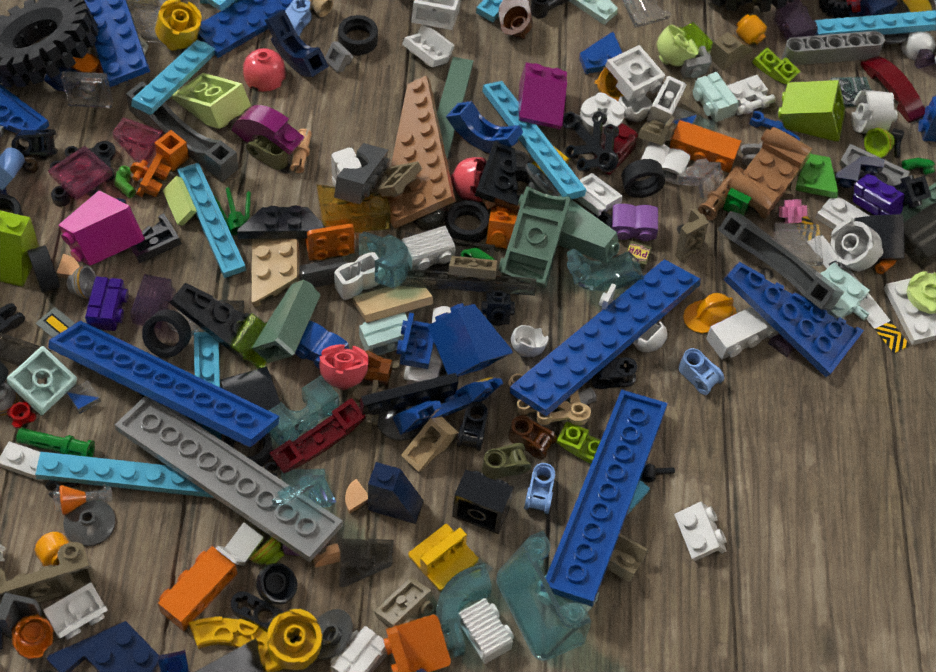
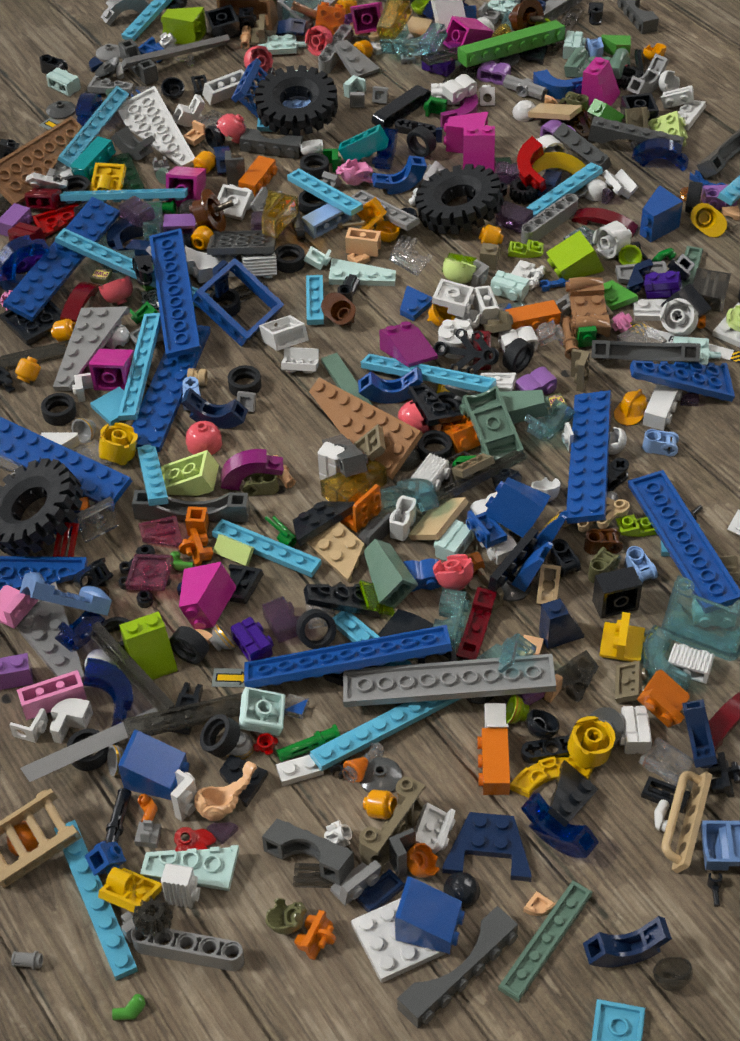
camera: 30 degrees left, 10 degrees down
(43, 89) = (56, 553): none -> red tile

